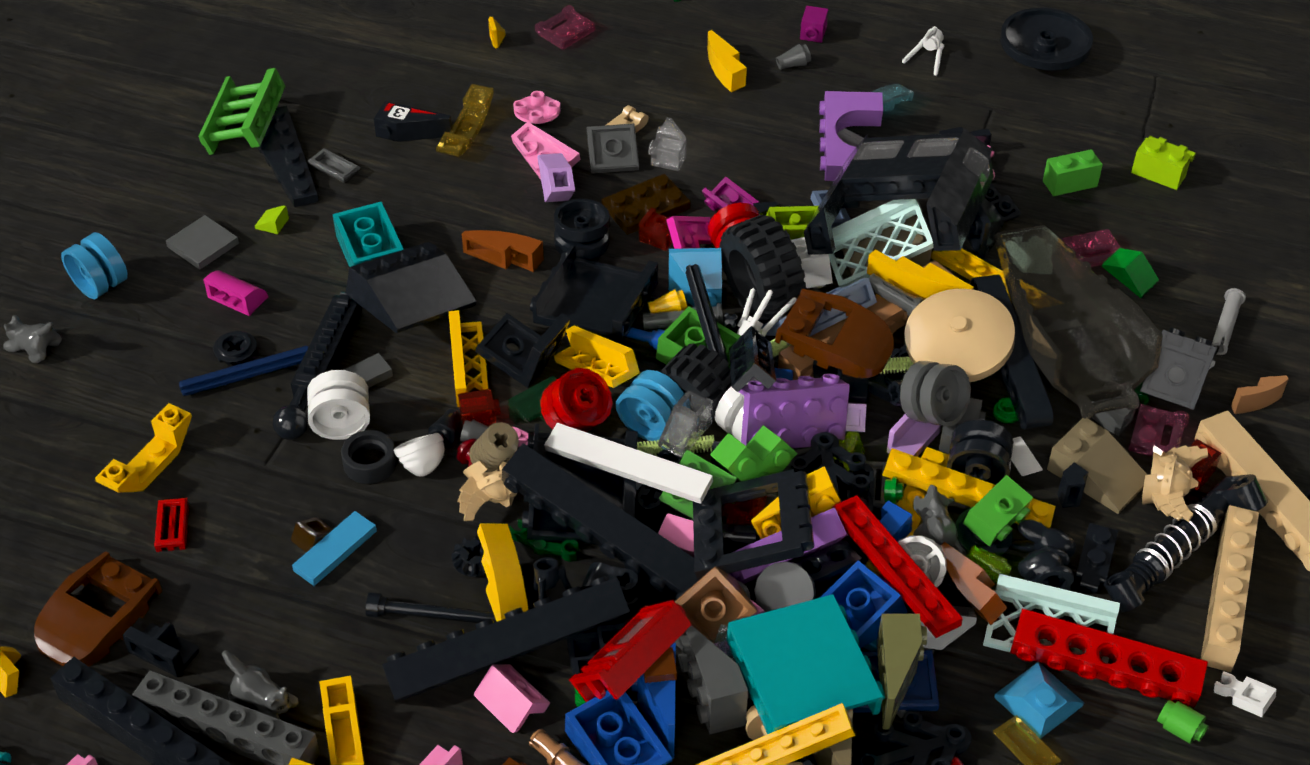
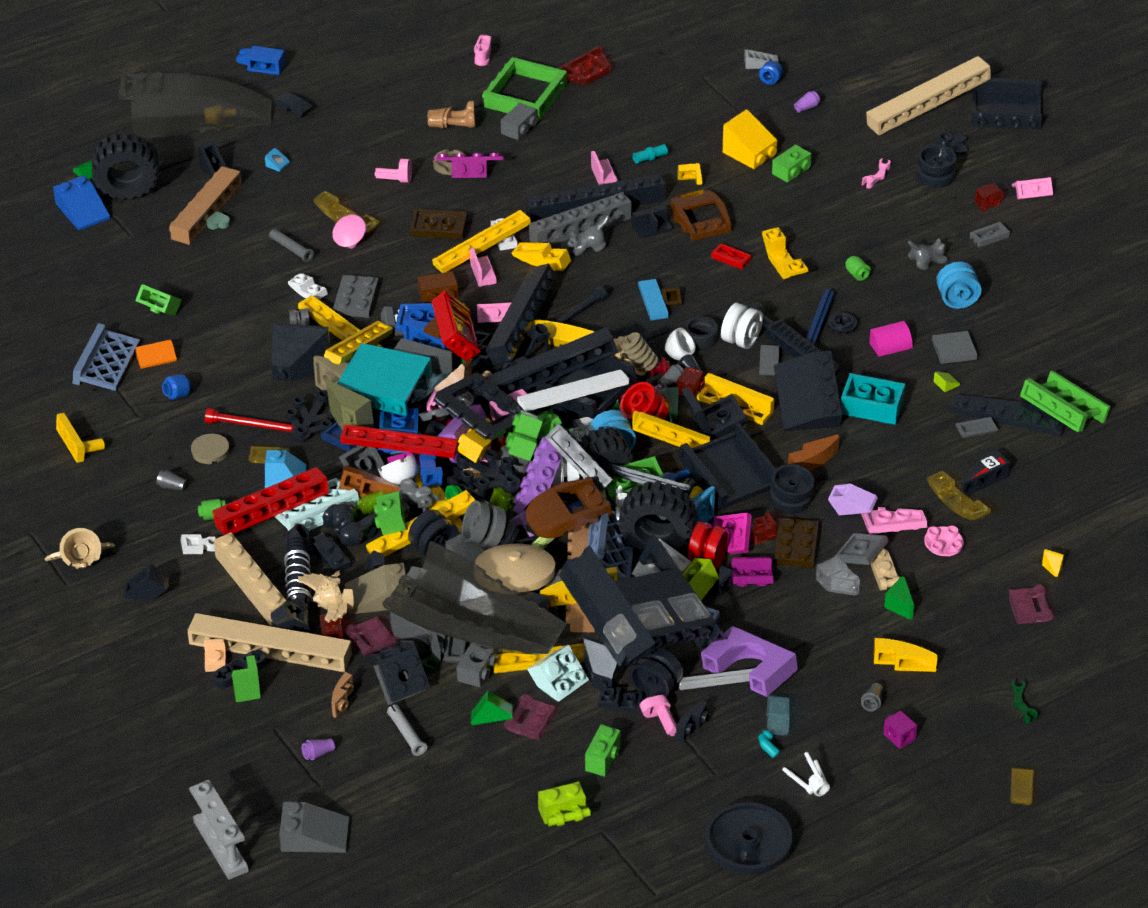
camera: 130 degrees right, 5 degrees down
(110, 384) = (857, 268): none -> bright green brick
(650, 96) = (899, 599): none -> green slope
(928, 89) = (766, 745): none -> teal arm

